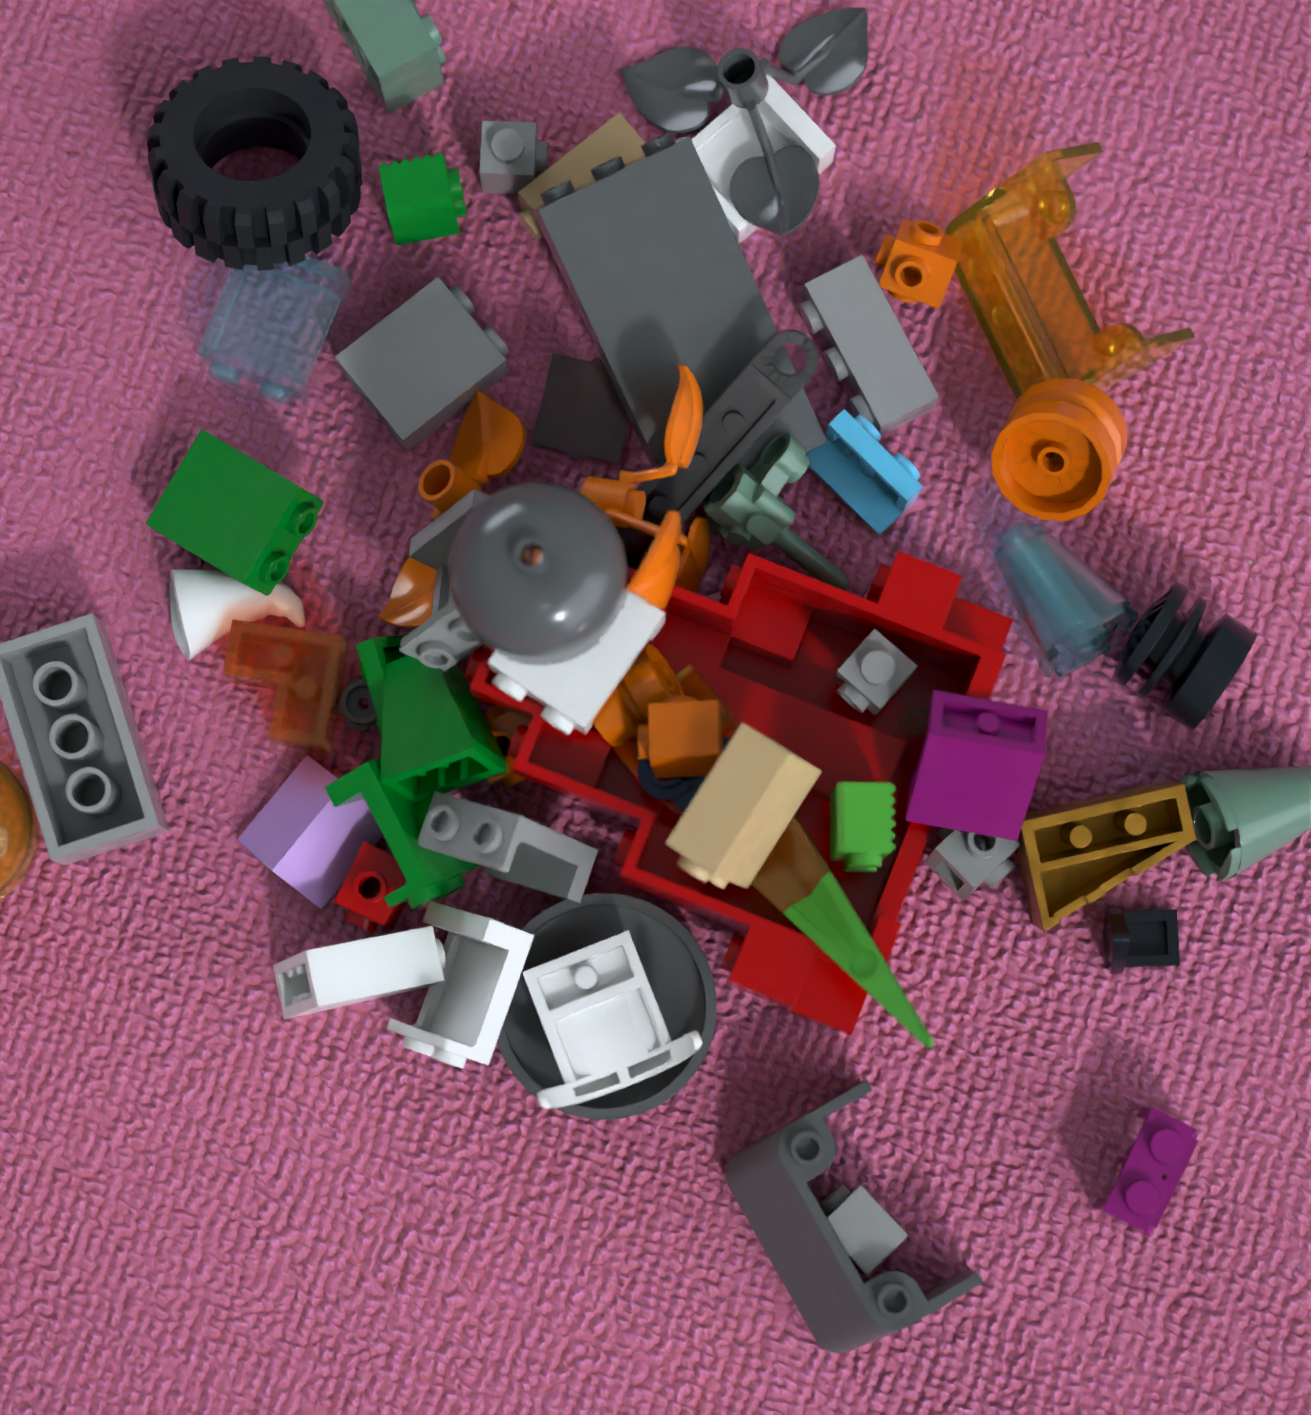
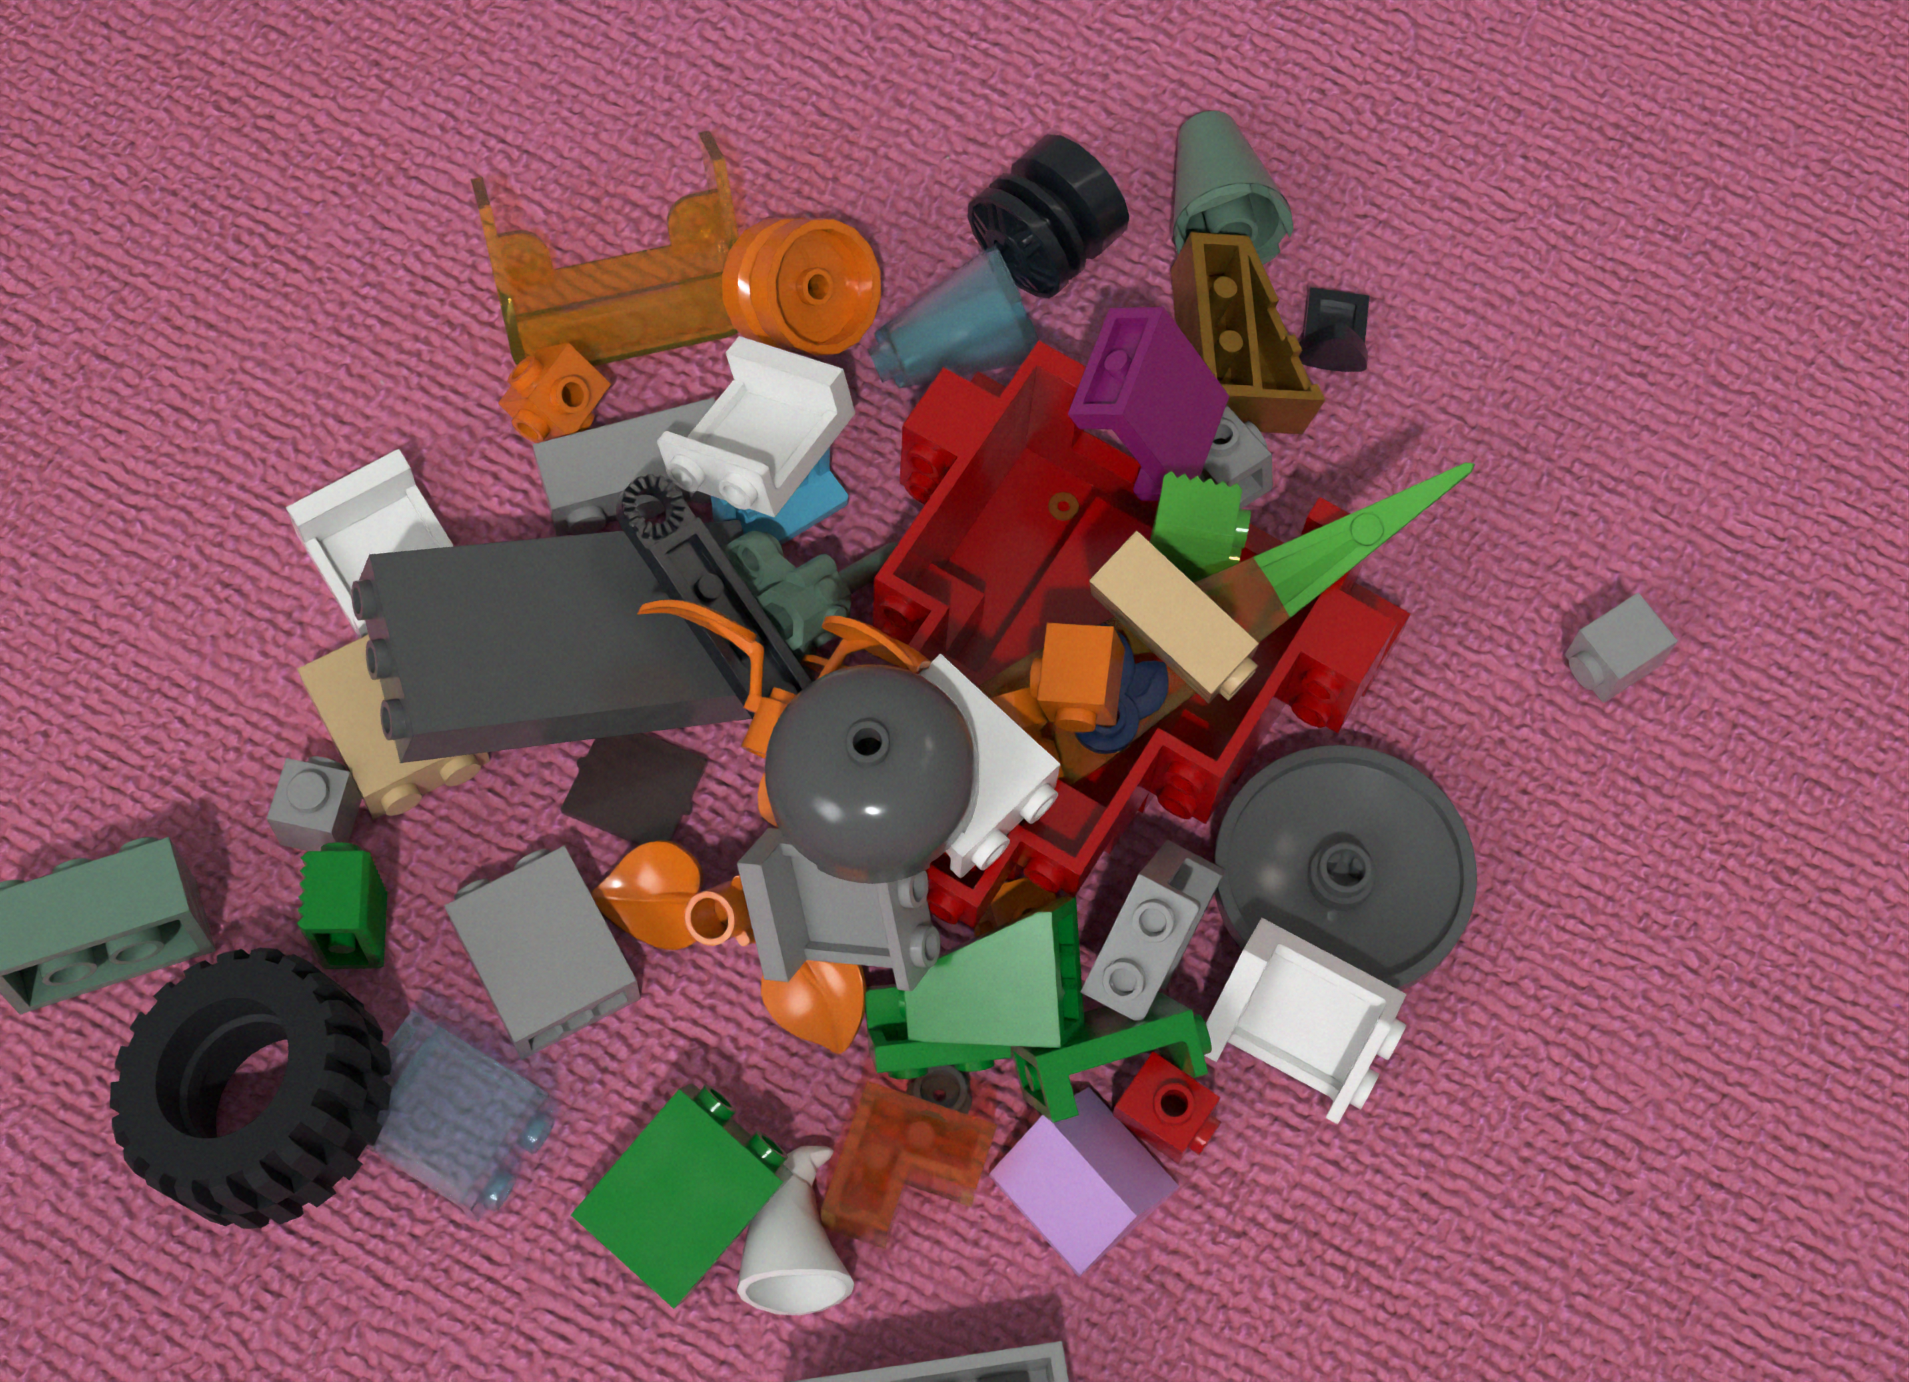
camera: 85 degrees left, 15 degrees down
(359, 971) = (1267, 1150): white slope -> none
(602, 1022) = (1369, 859): white piece -> none
(679, 83) = (277, 452): dark grey plant -> none
(774, 1196) = (1590, 724): dark grey windscreen -> none
(873, 674) = (1022, 500): light grey brick -> none
(896, 439) = (761, 429): none -> white panel
(1150, 1171) = (1590, 354): magenta window -> none

